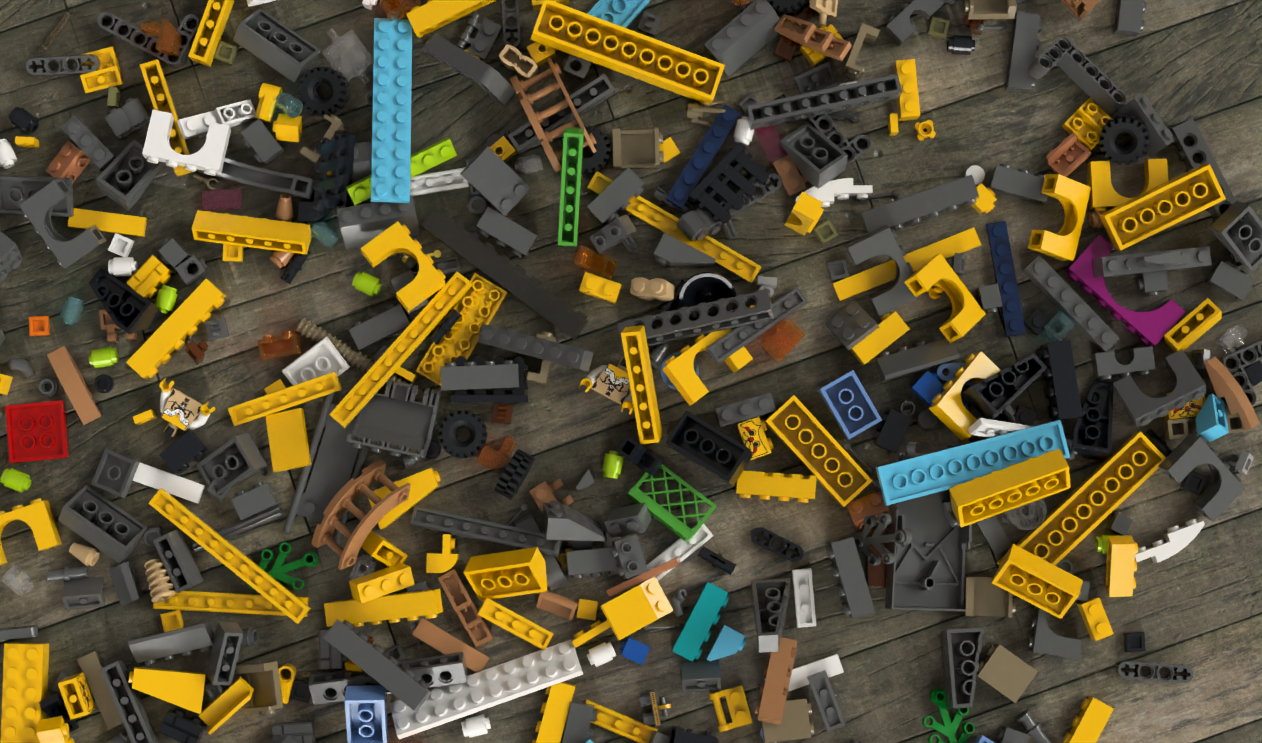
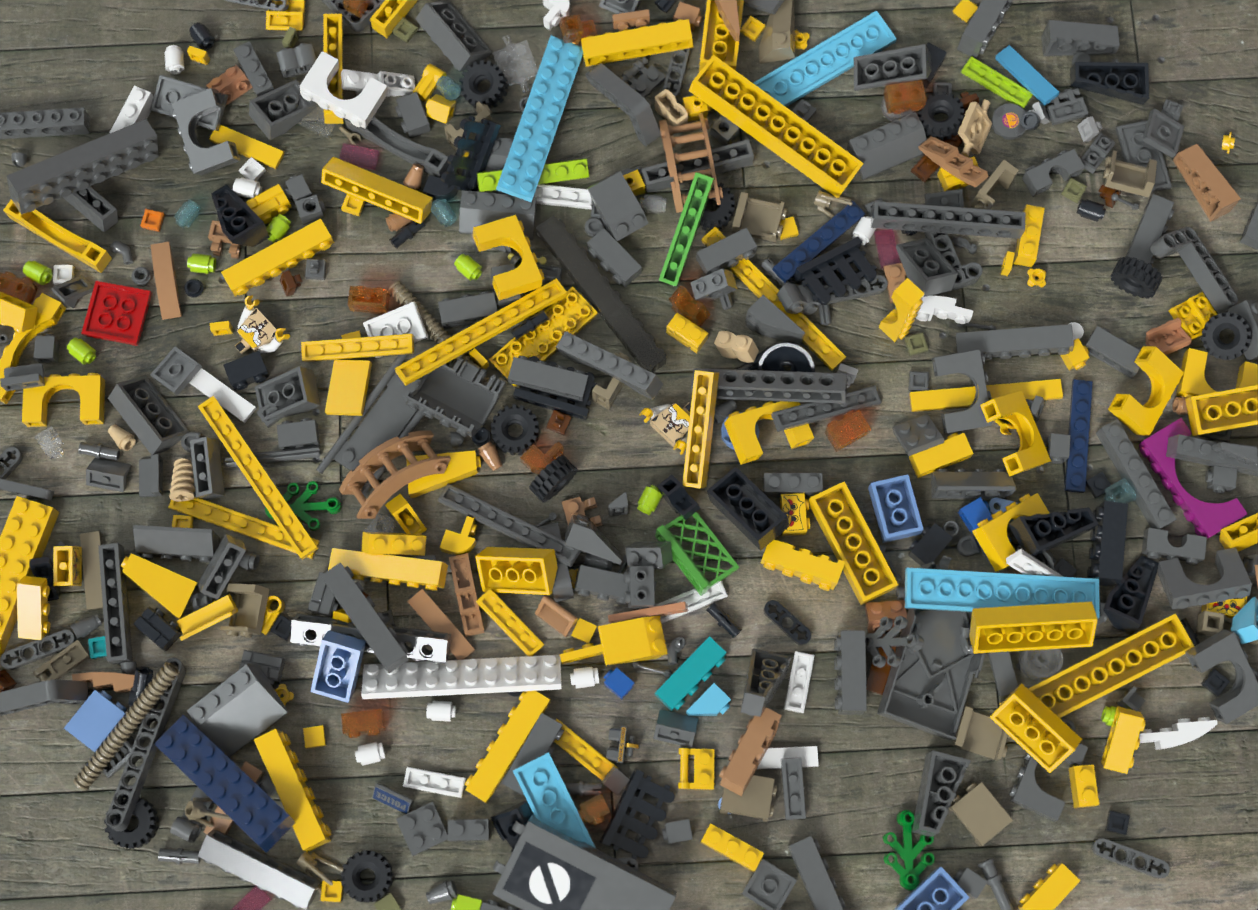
camera: 15 degrees right, 10 degrees down
(446, 466) = (490, 455): none -> medium nougat cone
(1022, 105) = (1136, 277): none -> black tyre

